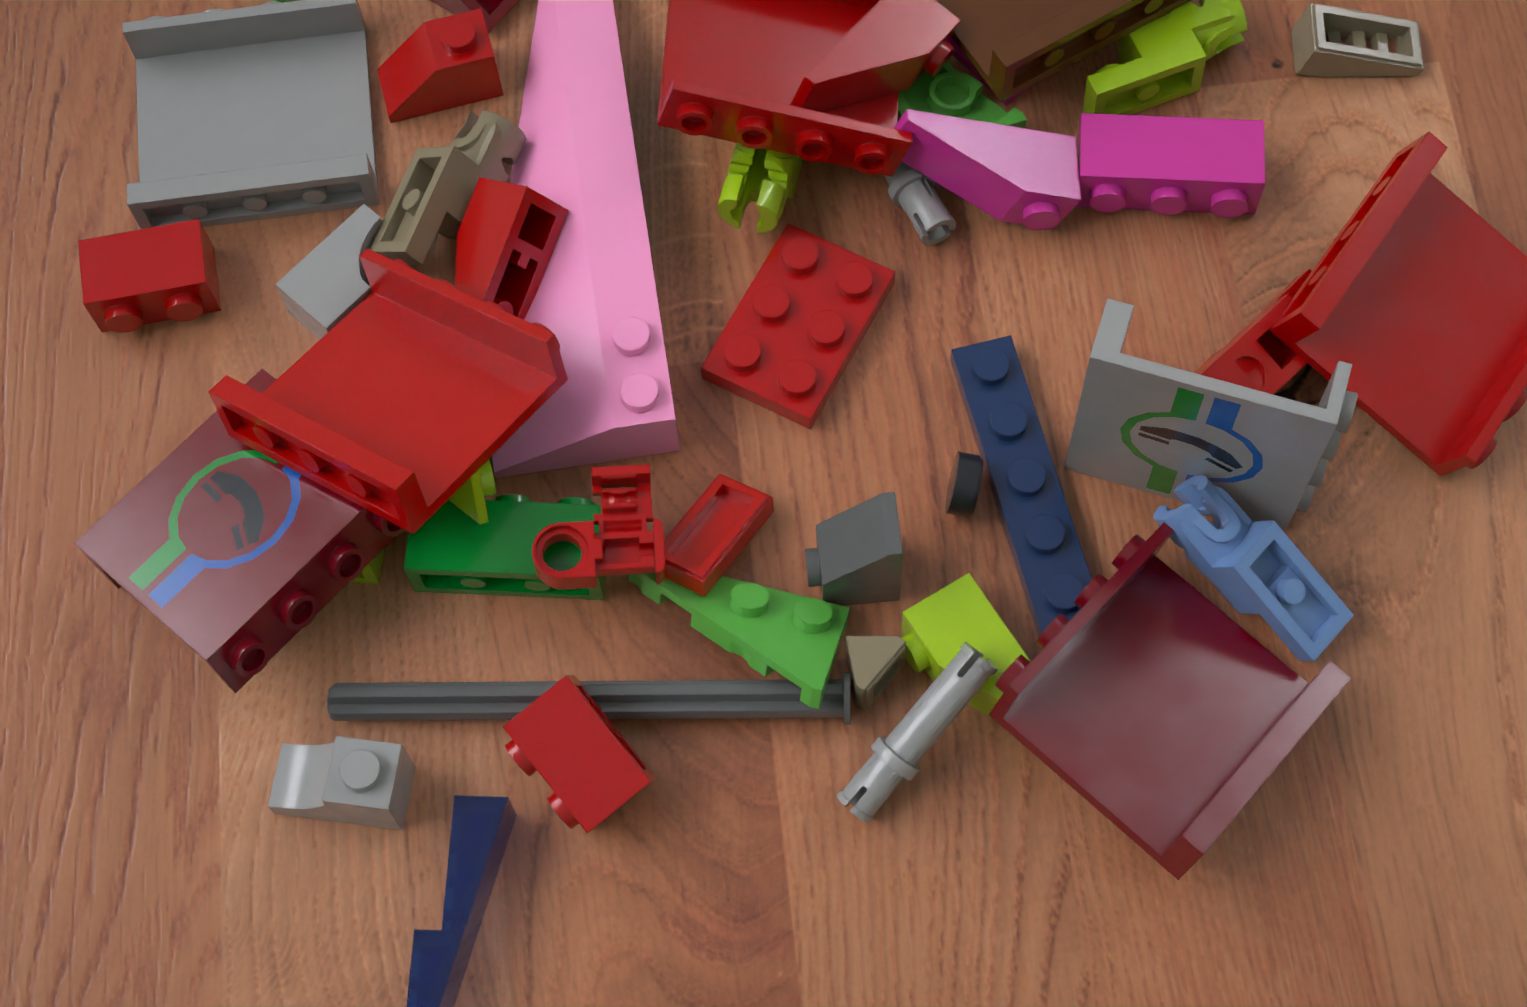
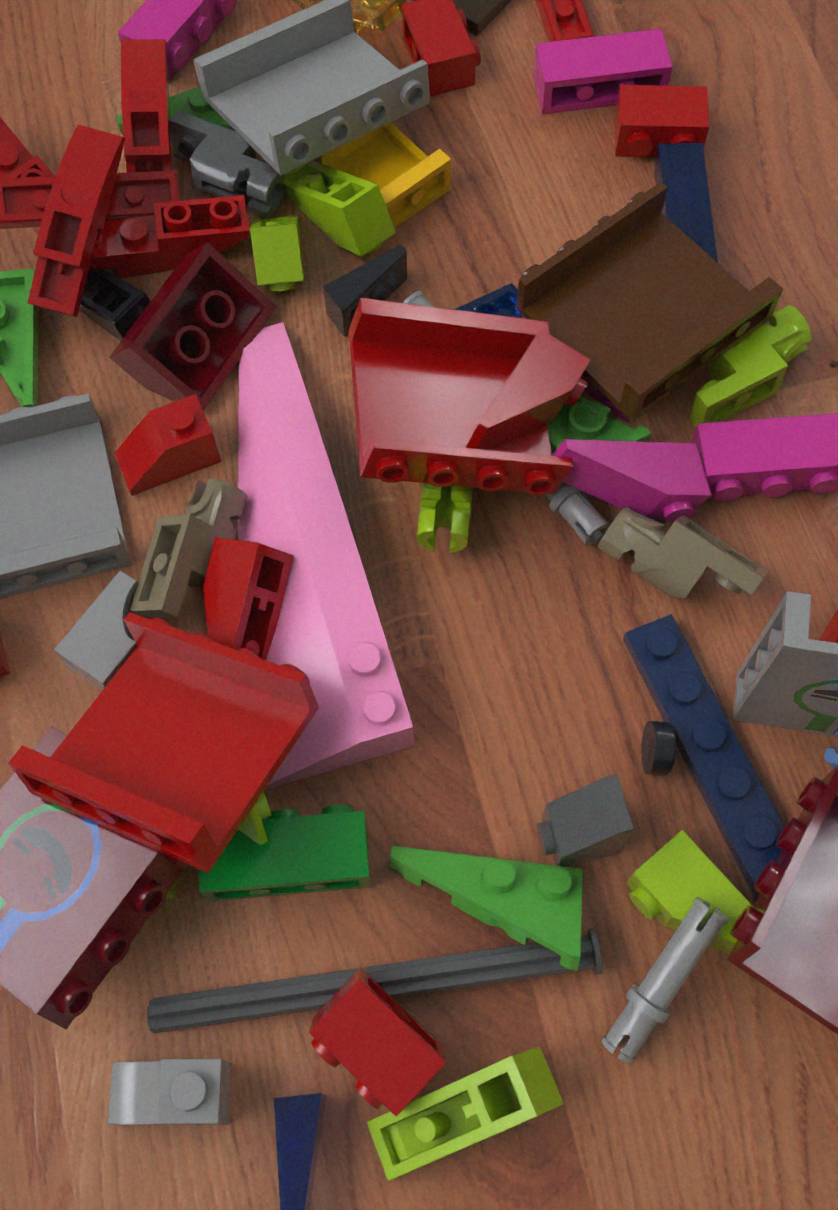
camera: 10 degrees left, 0 degrees up
(621, 535) = (386, 841): red piece -> none
(669, 844) = (465, 1112): none -> lime slope
(714, 533) = (456, 821): red tile -> none
(798, 325) = (495, 627): red plate -> none
(873, 665) = (611, 920): dark tan slope -> none
(1028, 267) = (679, 557): none -> dark tan plate

